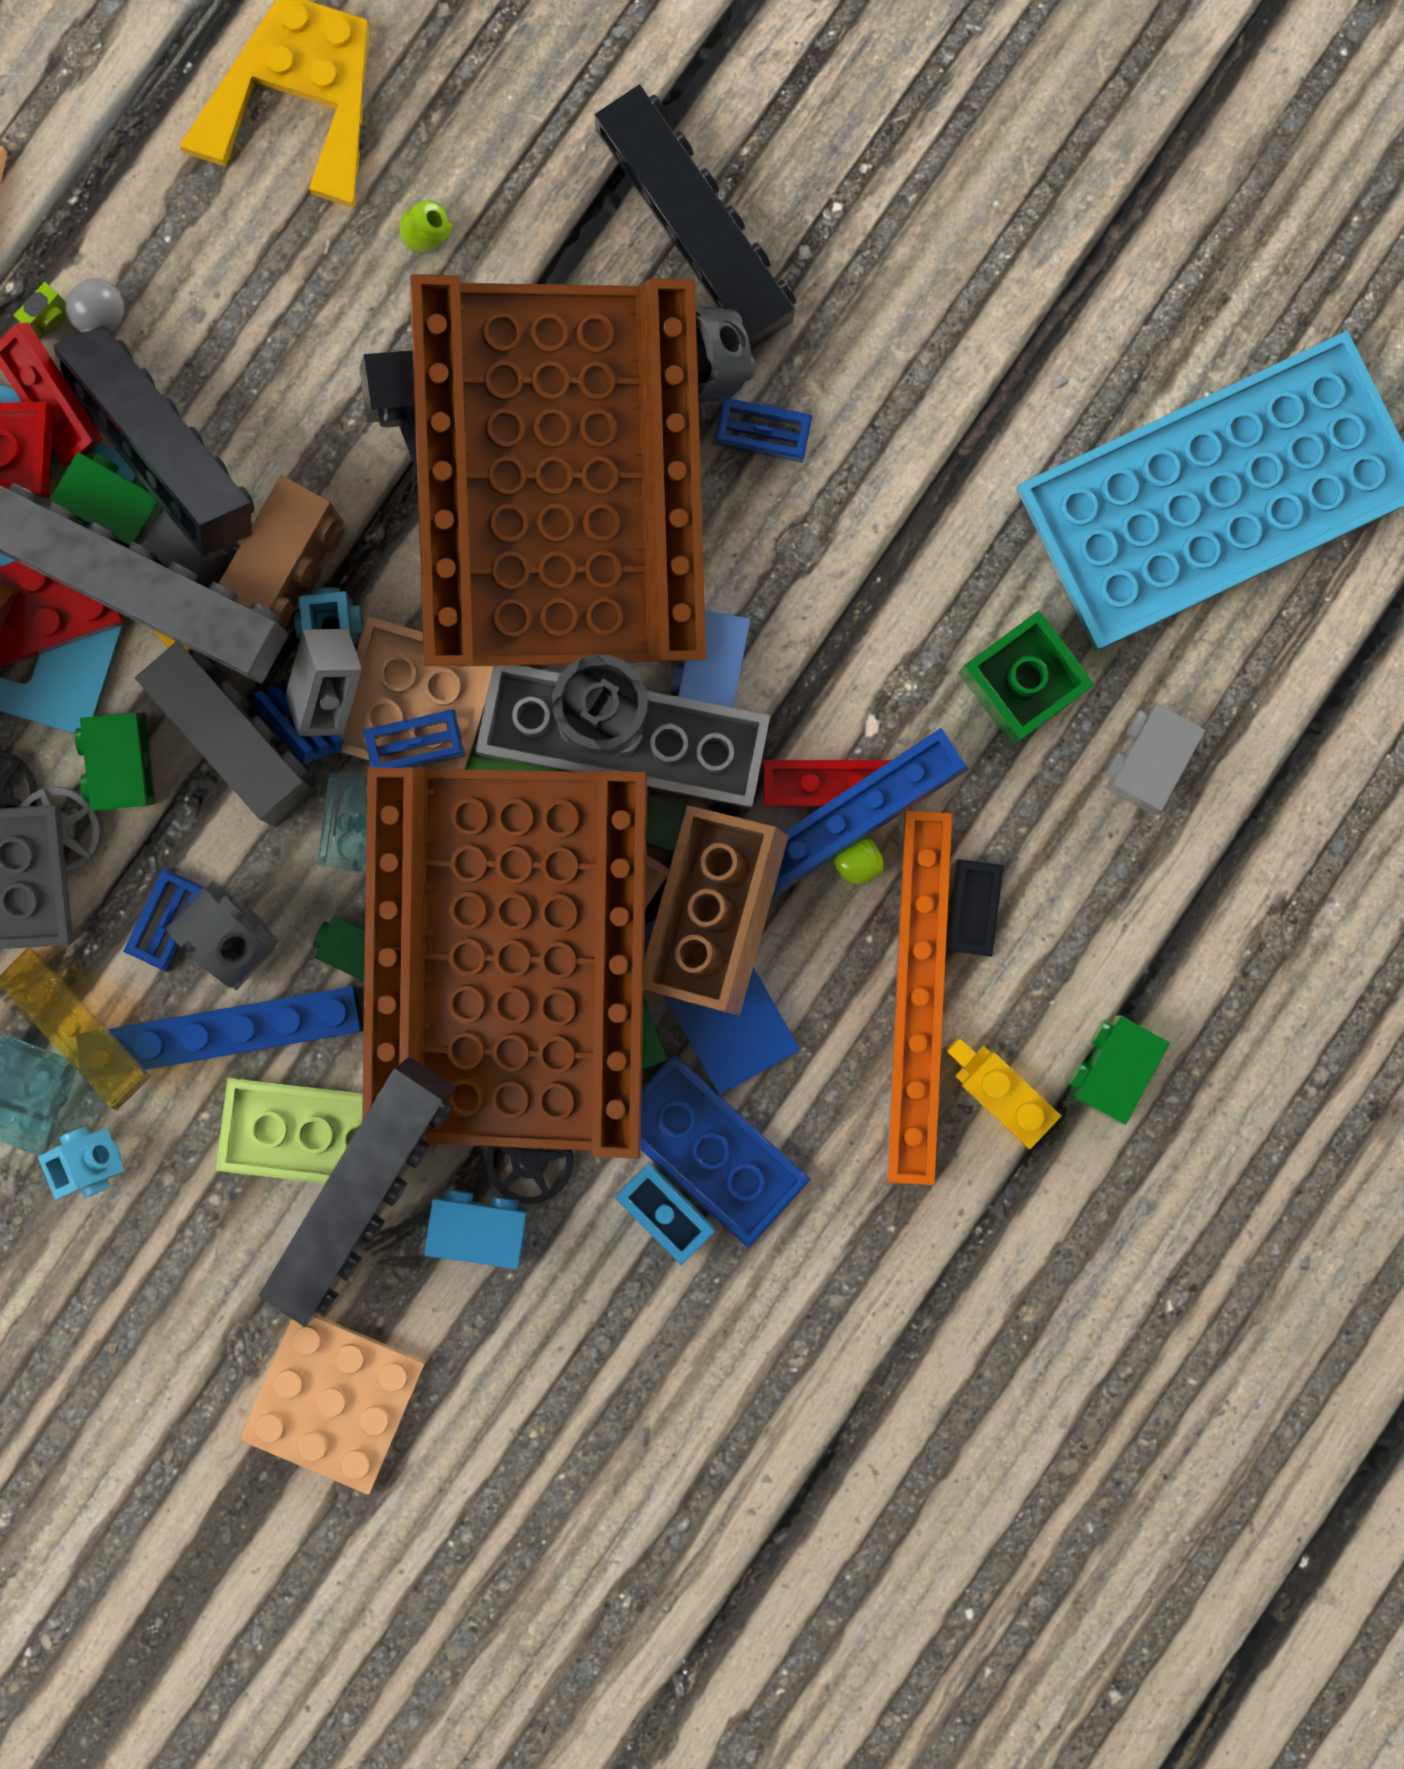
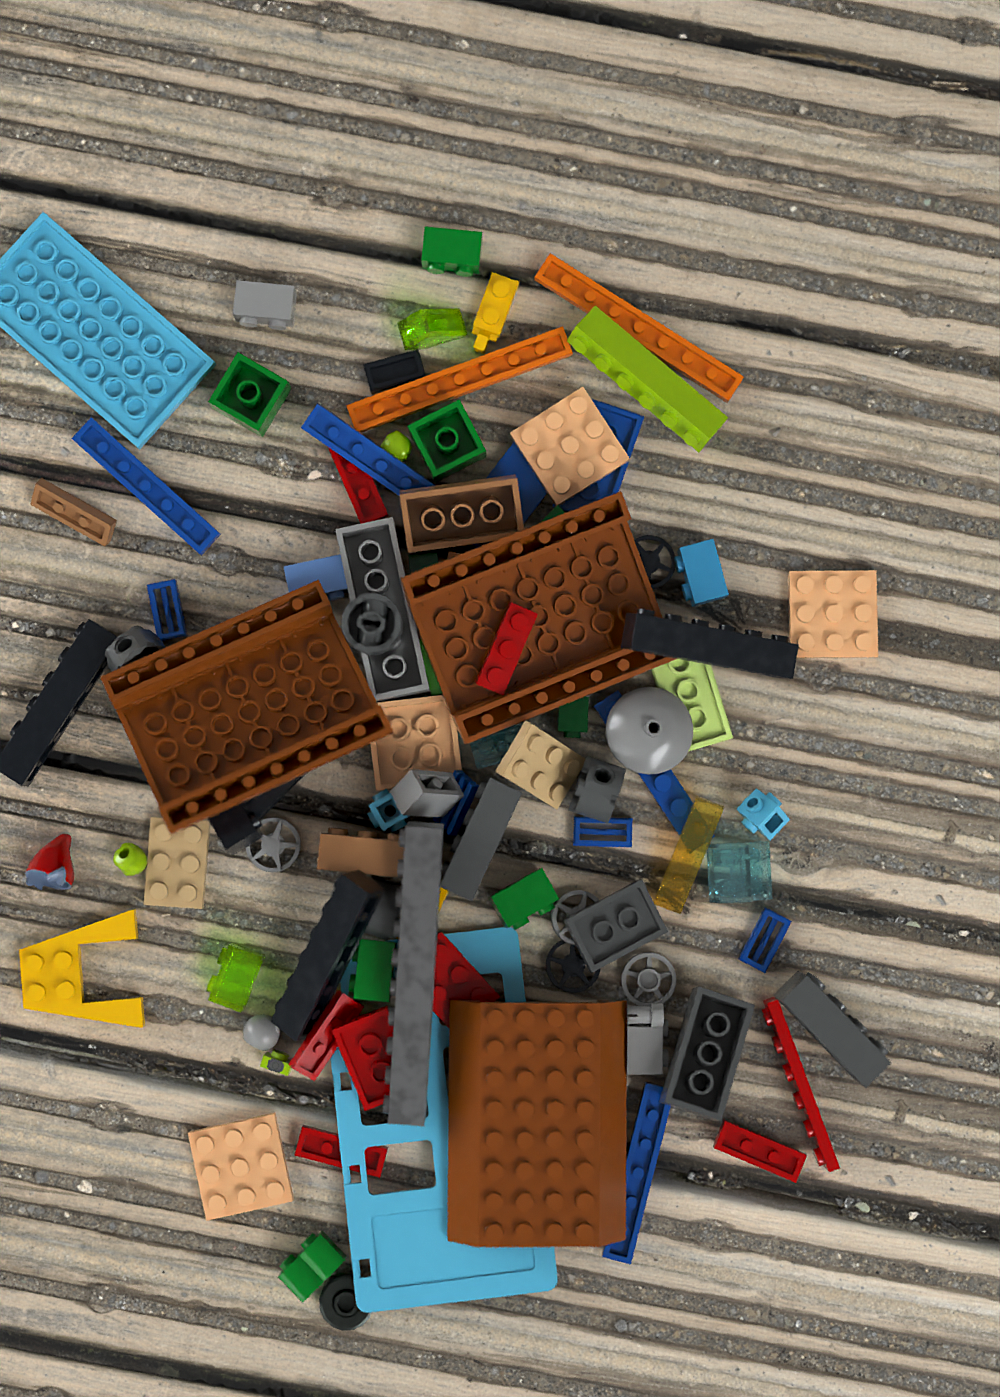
camera: 110 degrees left, 0 degrees up
(191, 305) = (235, 977): none -> clear neon green brick
(294, 867) = (540, 765): none -> tan plate
(304, 1031) = (634, 743): none -> light grey dish
(357, 441) = (274, 845): none -> light grey wheel
(371, 284) = (177, 865): none -> tan plate
(452, 734) = (423, 709): blue tile -> none
(465, 114) = (52, 865): none -> red hat
(484, 889) = (506, 648): none -> red plate
(665, 1213) = (645, 469): dark azure brick -> none
(749, 1116) = (569, 446): none -> light nougat plate
(799, 1276) = (646, 378): none -> lime brick
(834, 937) = (447, 441): none -> green brick
(884, 1298) = (654, 336): none -> orange plate
(956, 474) = (146, 486): none -> blue plate
(963, 354) = (73, 512): none -> medium nougat plate
(1014, 989) = (431, 328): none -> clear neon green slope

